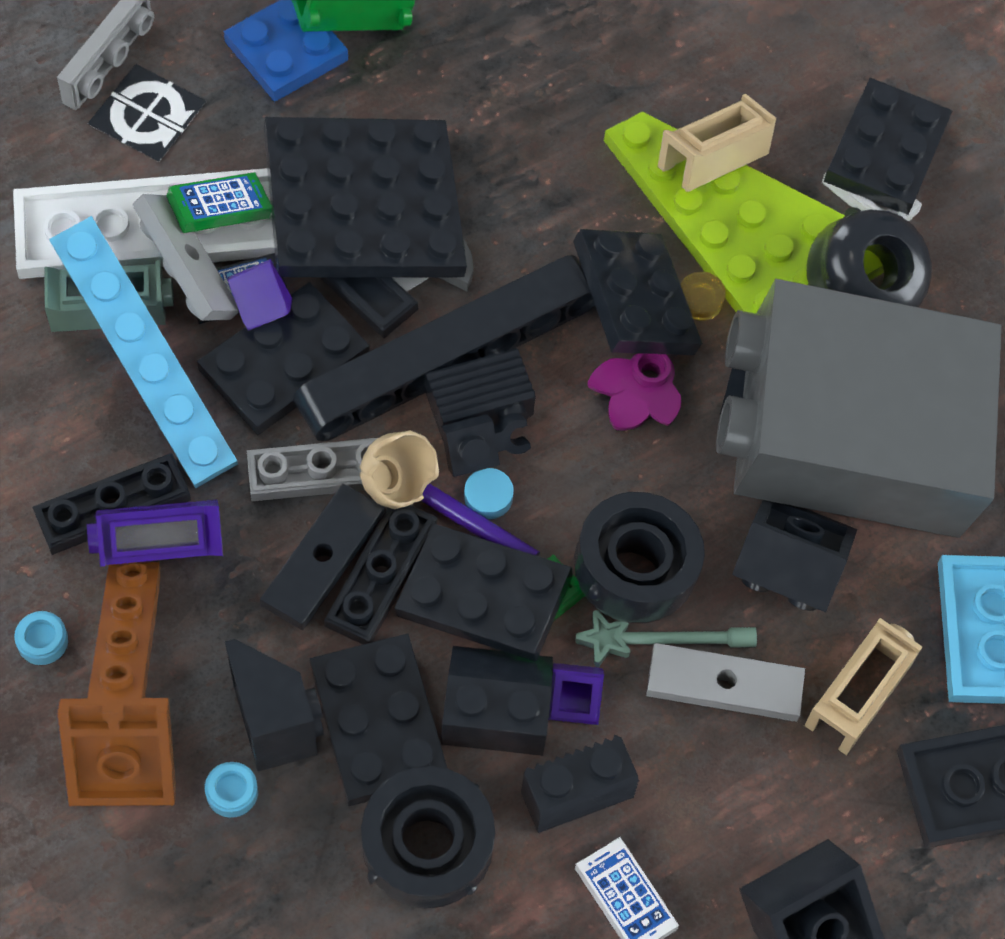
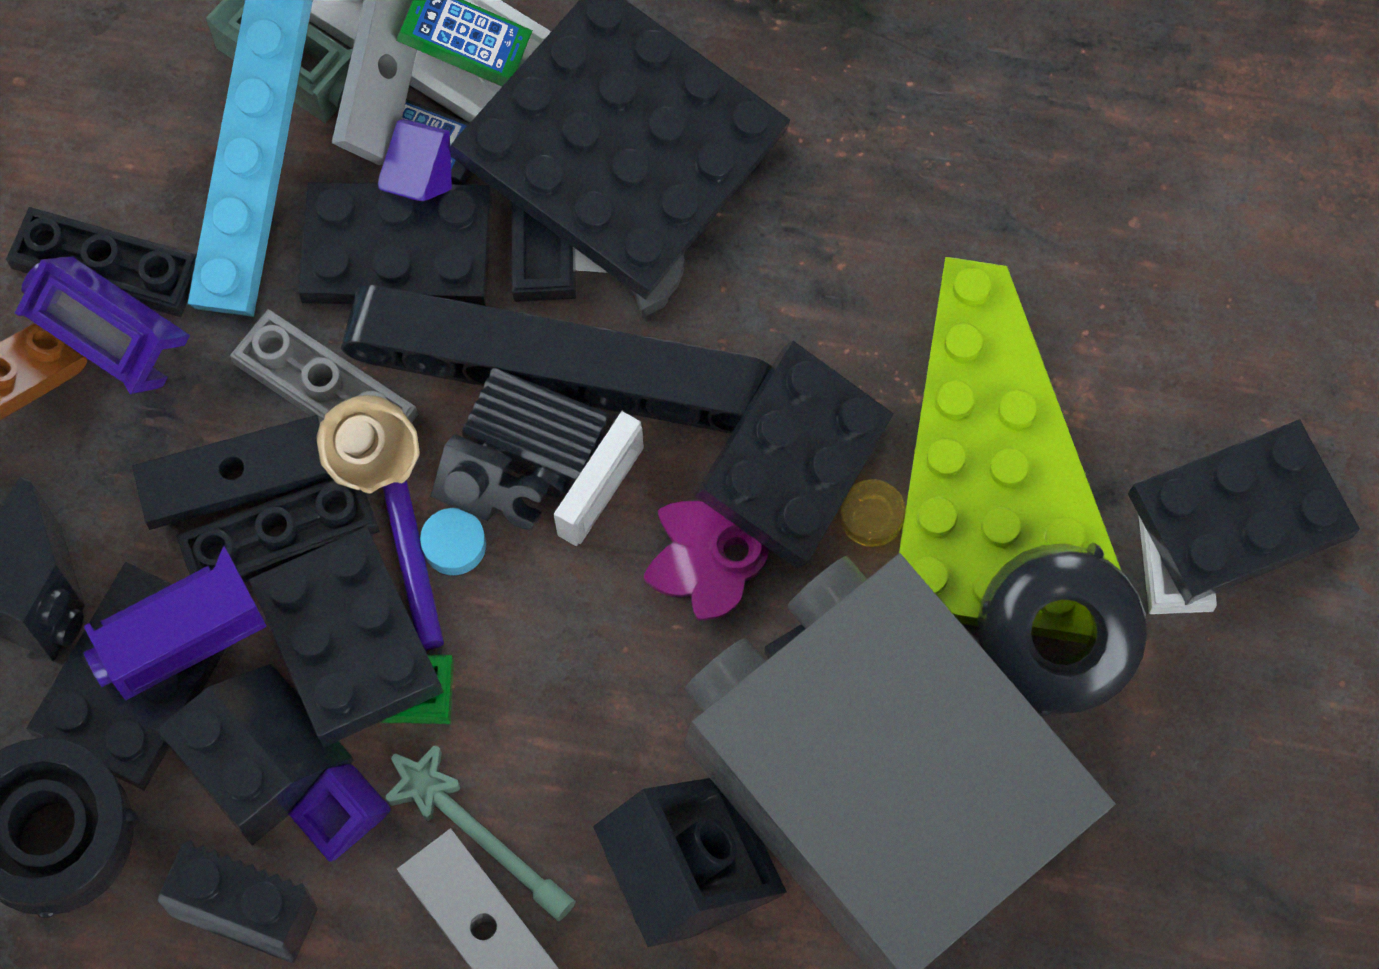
camera: 50 degrees right, 5 degrees up
(391, 660) = (173, 629): none -> dark purple window
(546, 408) = (599, 479): none -> white tile
(647, 527) = (519, 677): black piece -> none
(718, 142) = (1037, 362): tan window -> none

